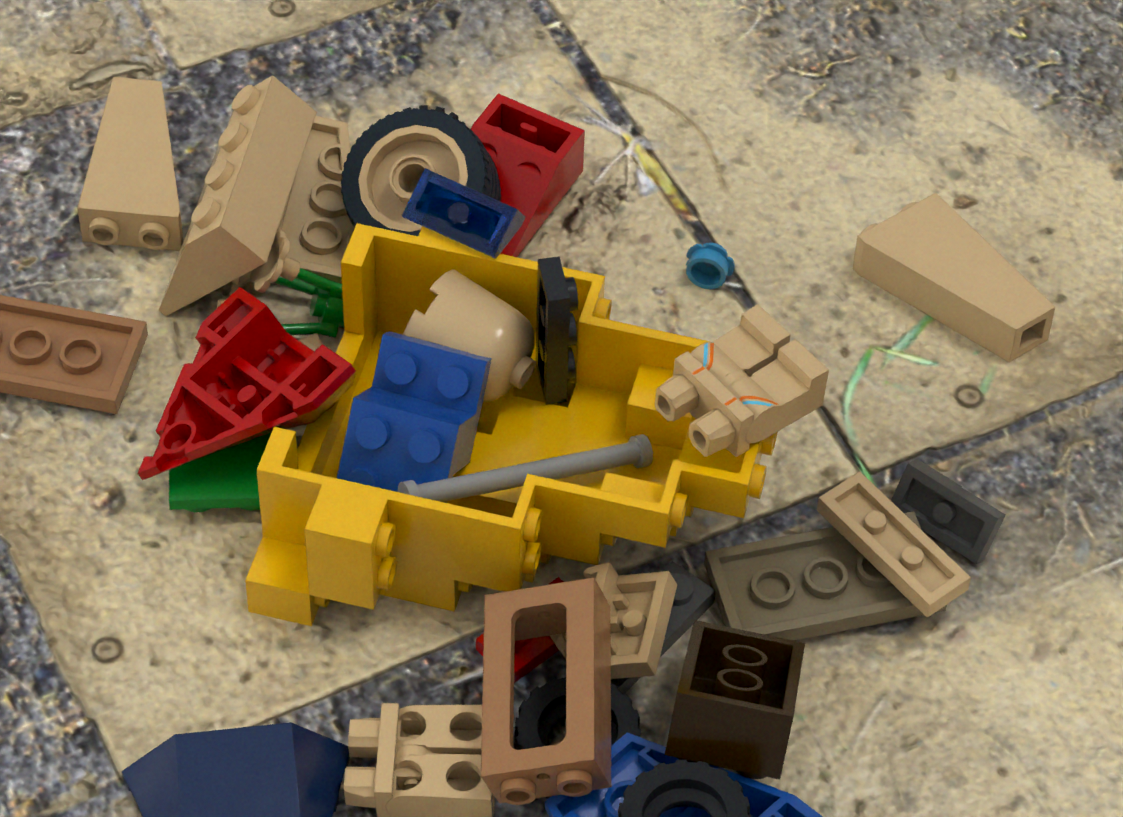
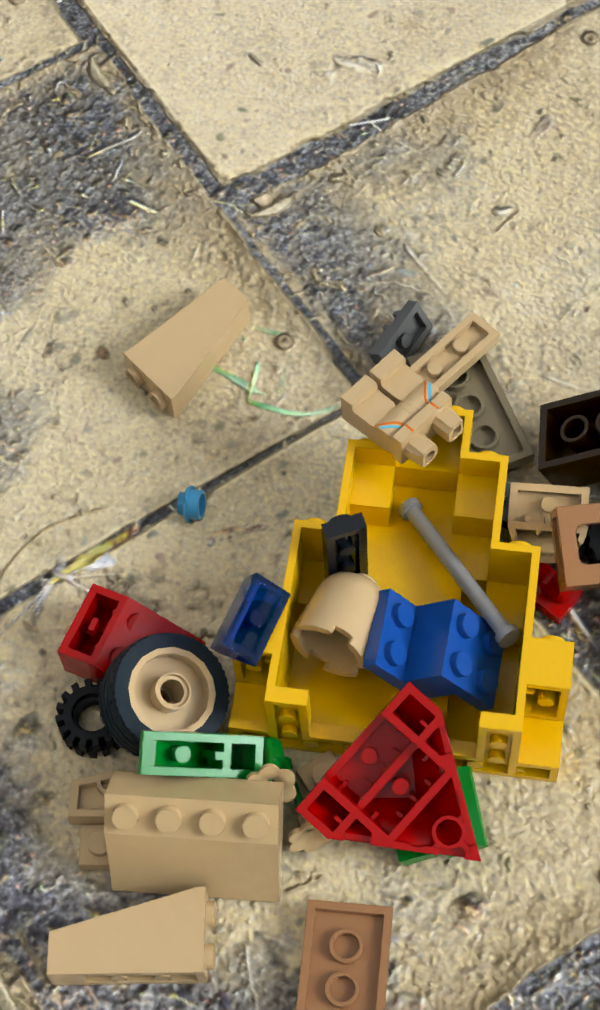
camera: 90 degrees left, 10 degrees up
(319, 188) = (199, 754): none -> slope

